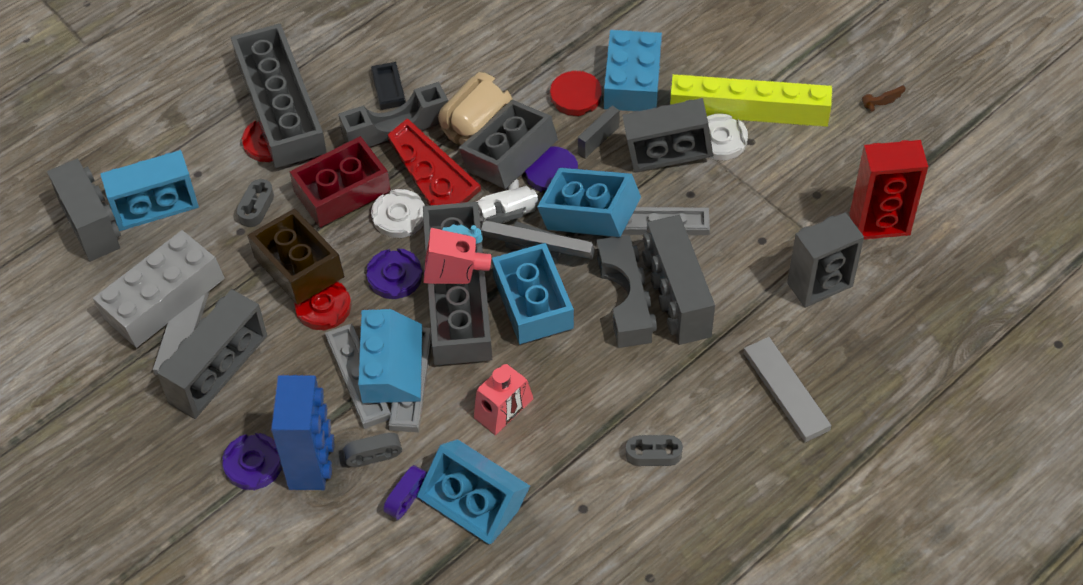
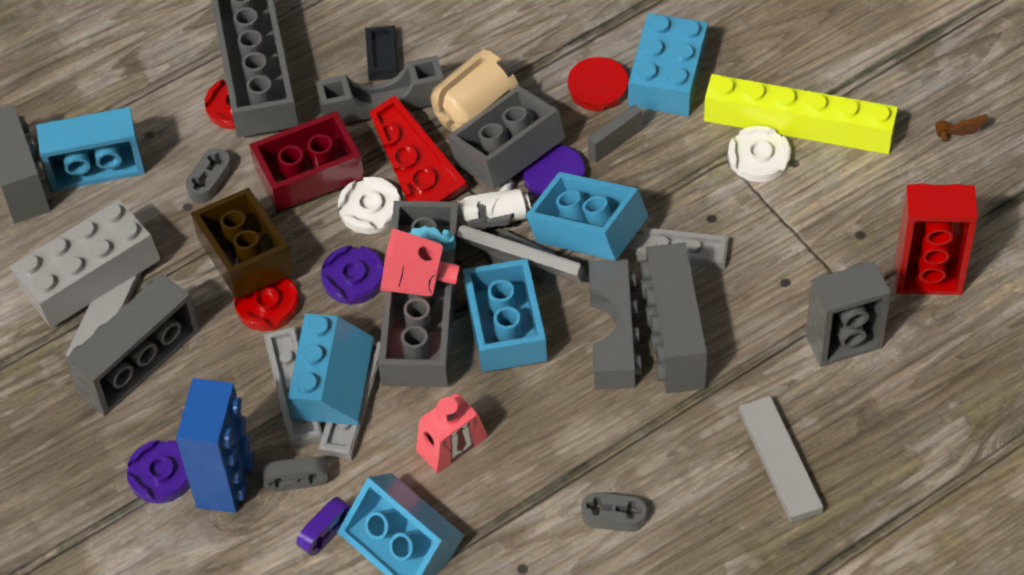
camera: 10 degrees right, 0 degrees up
(668, 135) = (692, 146): dark grey brick -> none

